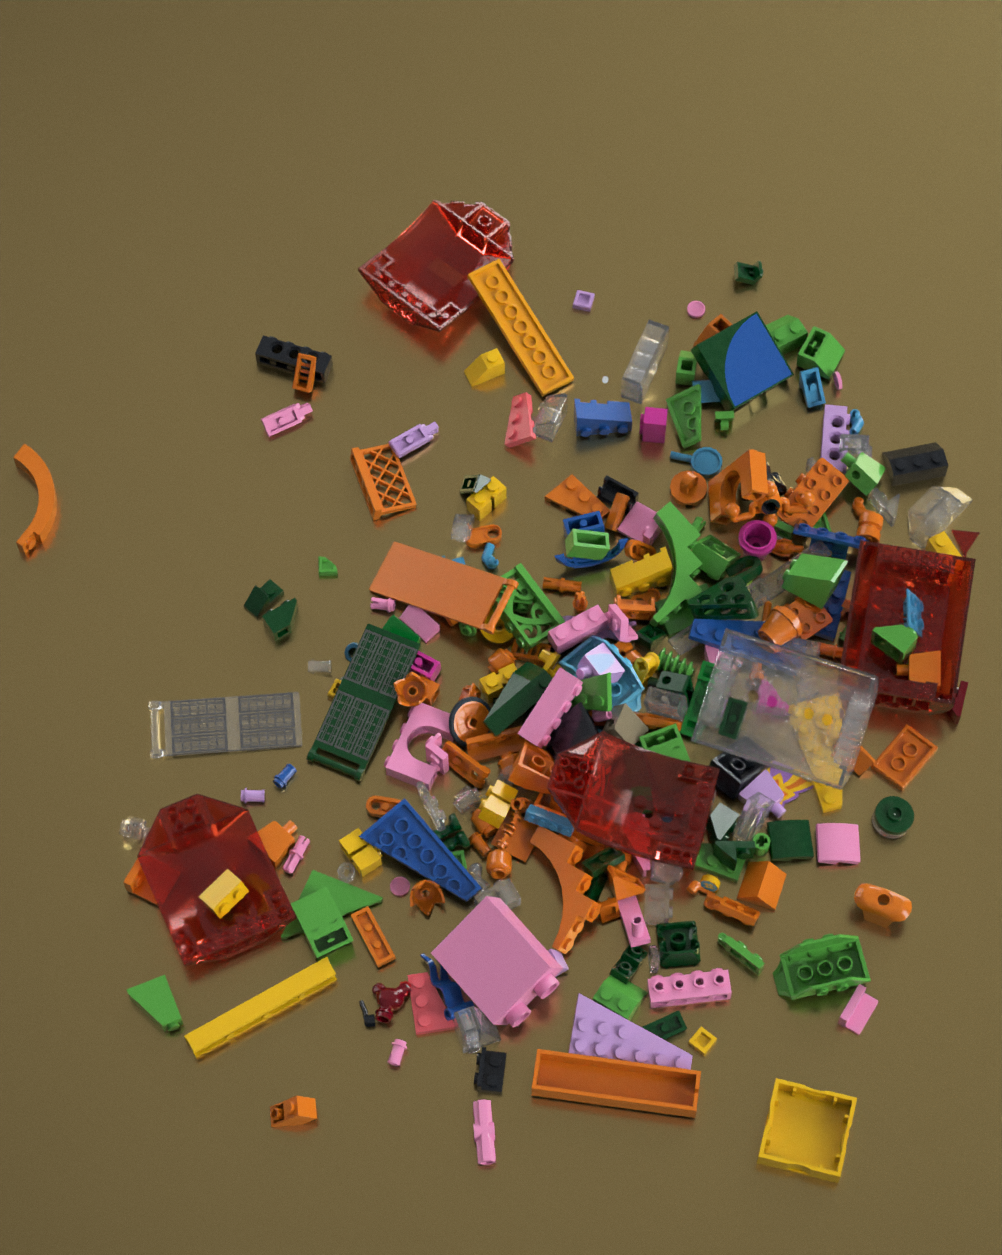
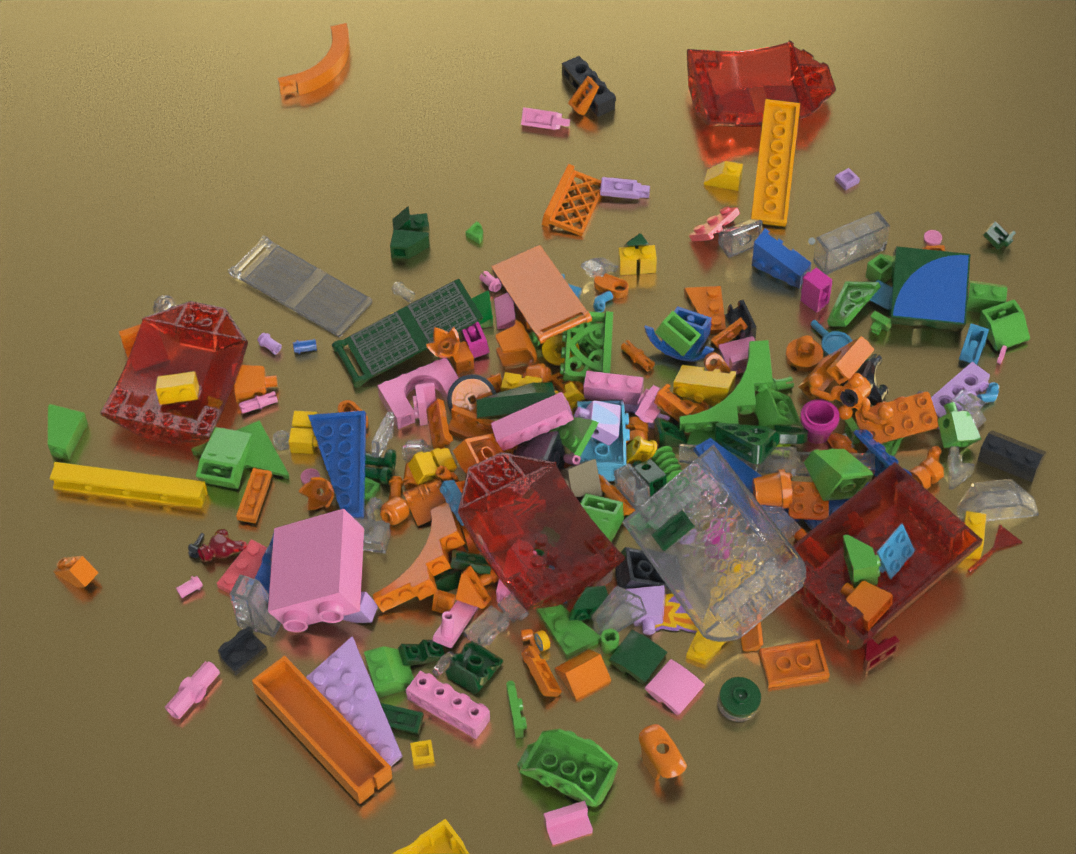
camera: 40 degrees right, 10 degrees down
(462, 648) = (515, 346): none -> orange piece
(580, 603) = (635, 368): orange axle -> none
(729, 851) = (578, 625): dark green slope -> none

